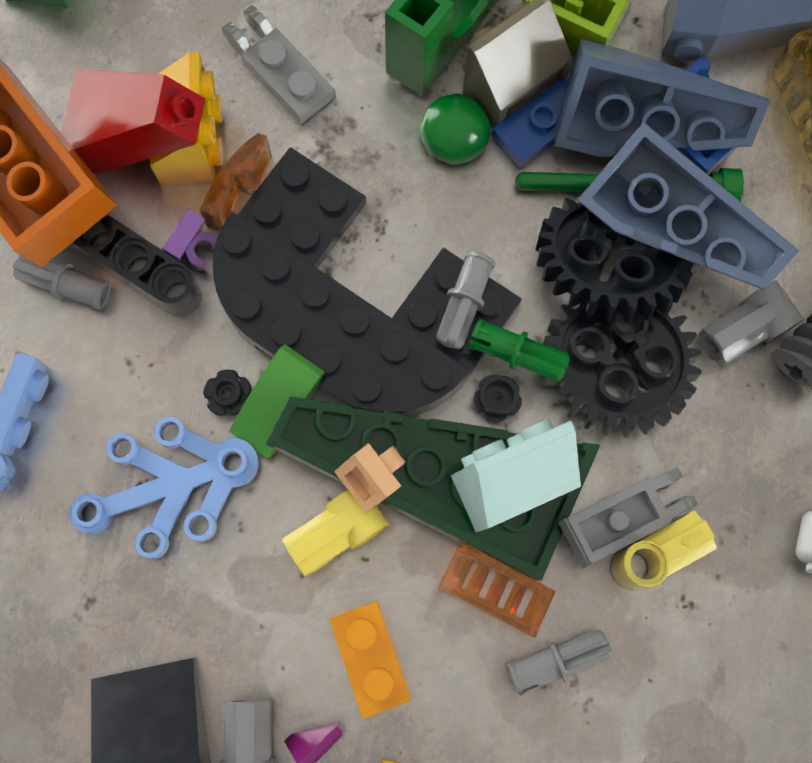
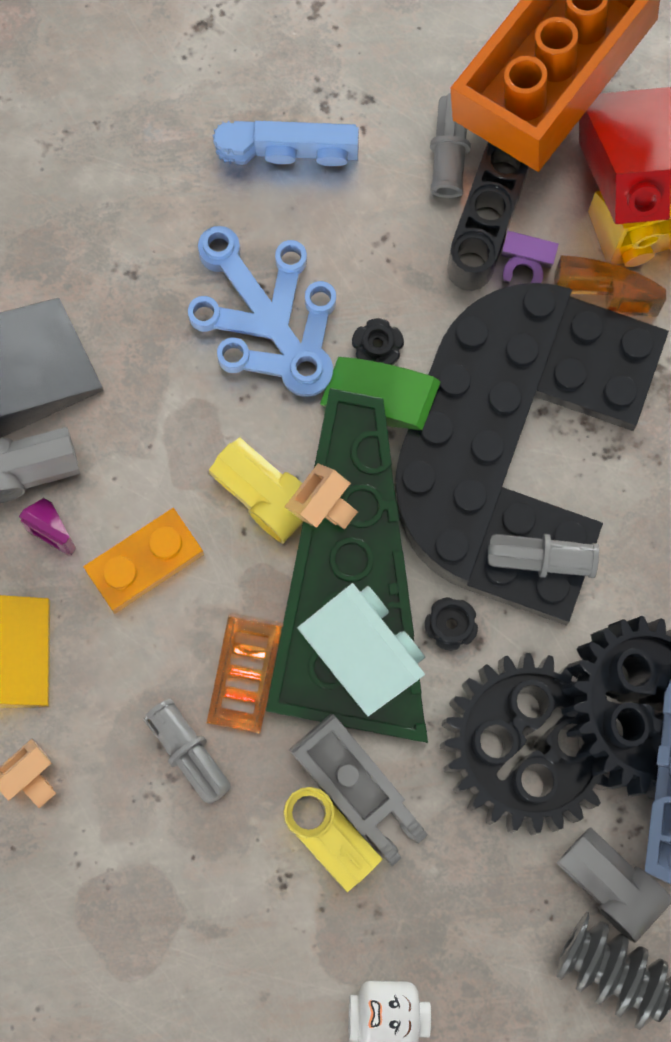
camera: 75 degrees right, 0 degrees up
(519, 350) = (503, 624): green axle -> none

